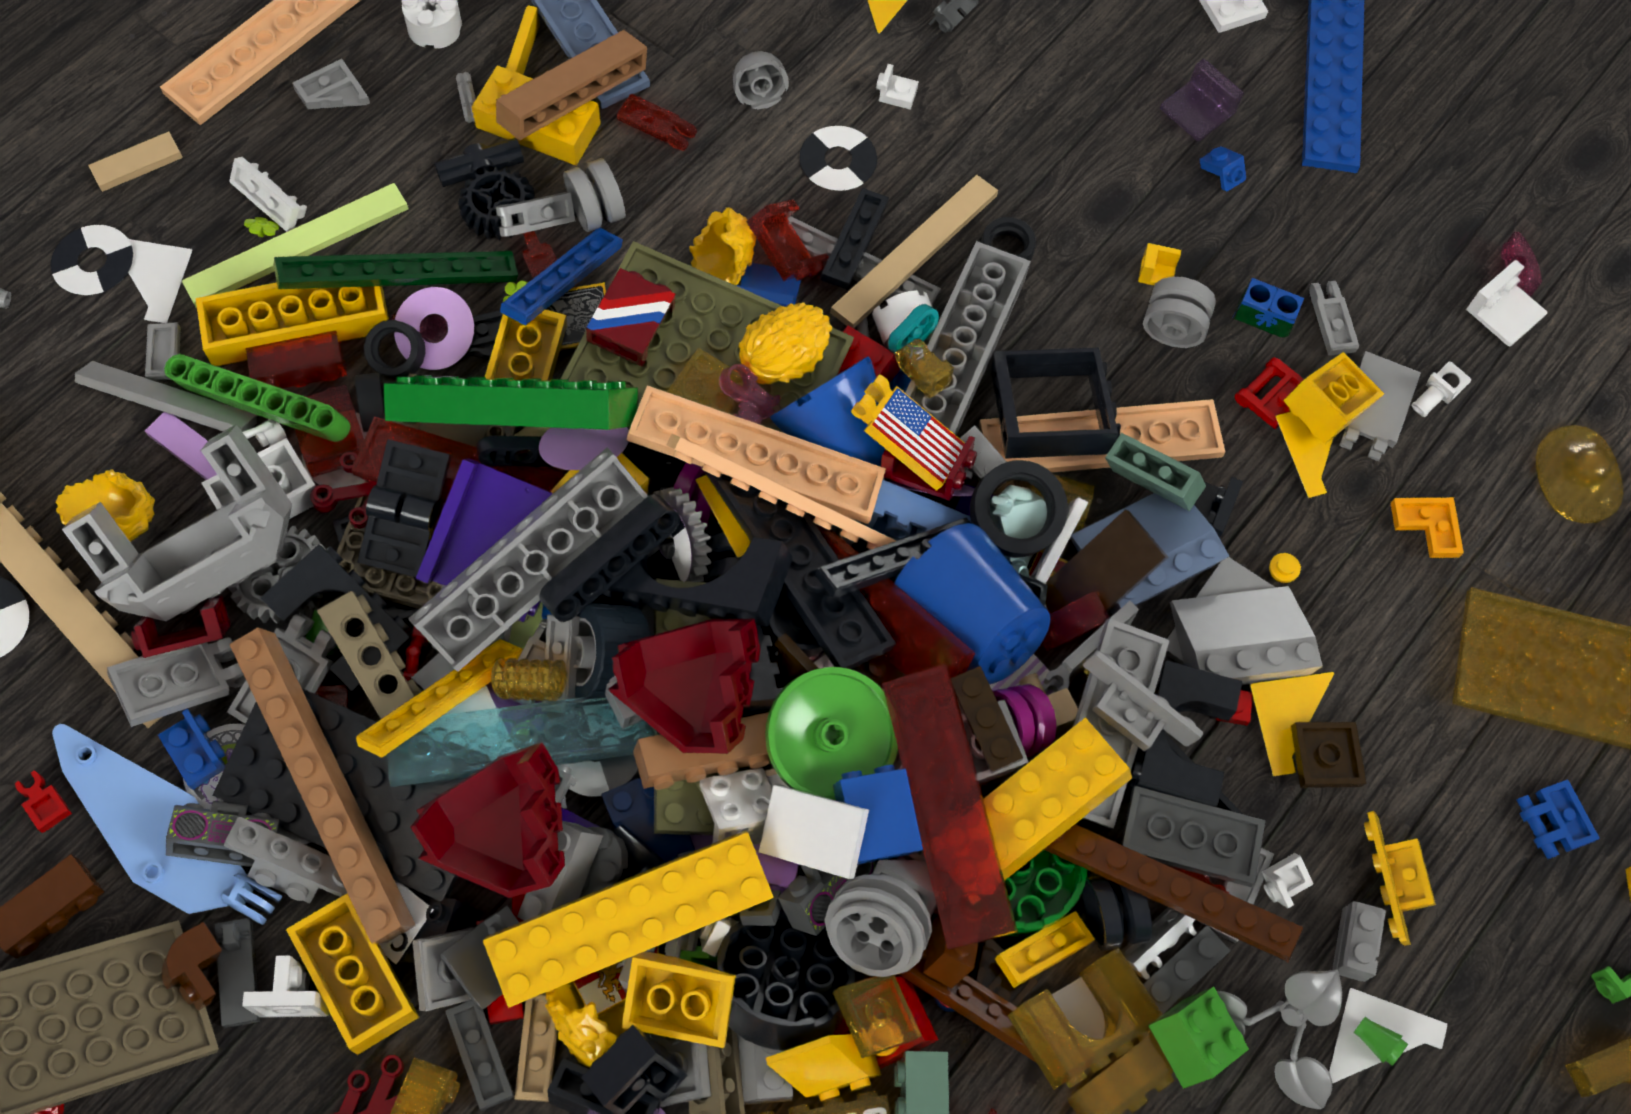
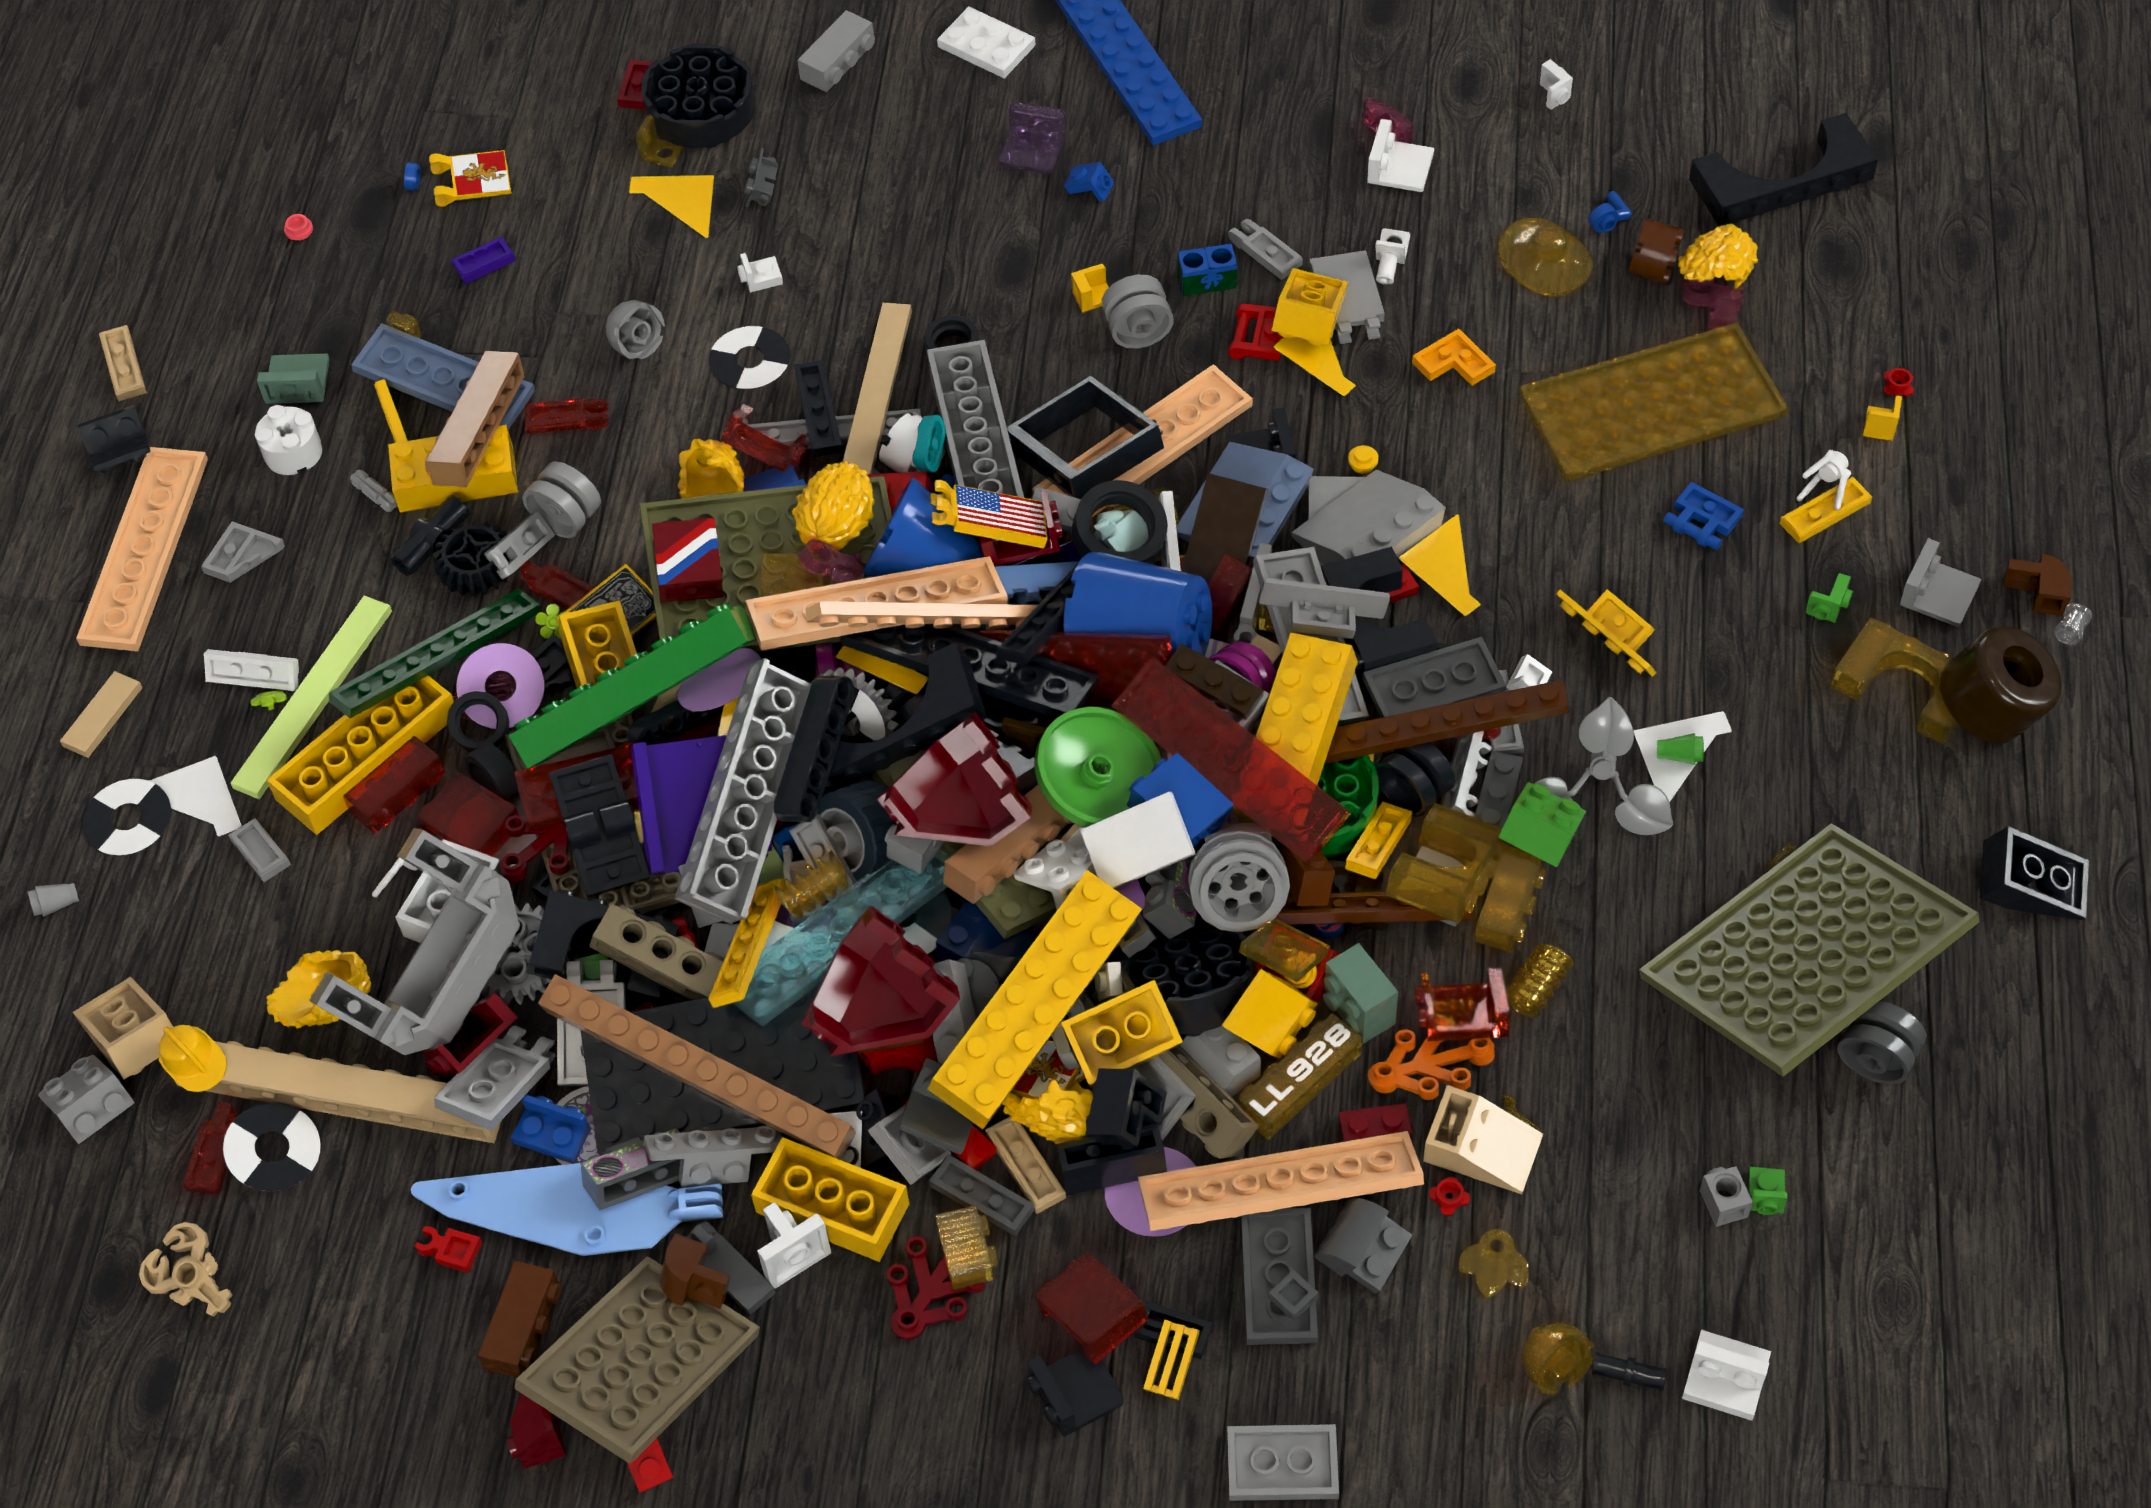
camera: 25 degrees left, 10 degrees down
(163, 397) = (295, 882): light grey tile -> none
(181, 442) = (349, 908): lavender tile -> none
(257, 397) = (375, 820): bright green beam -> none
(561, 276) = (587, 575): blue tile -> none
(924, 367) = (962, 463): clear yellow leg -> none
(1155, 471) = (1209, 438): sand green brick -> none
(1328, 754) = (1496, 573): dark brown plate -> none
(1359, 941) = (1611, 678): light grey brick -> none

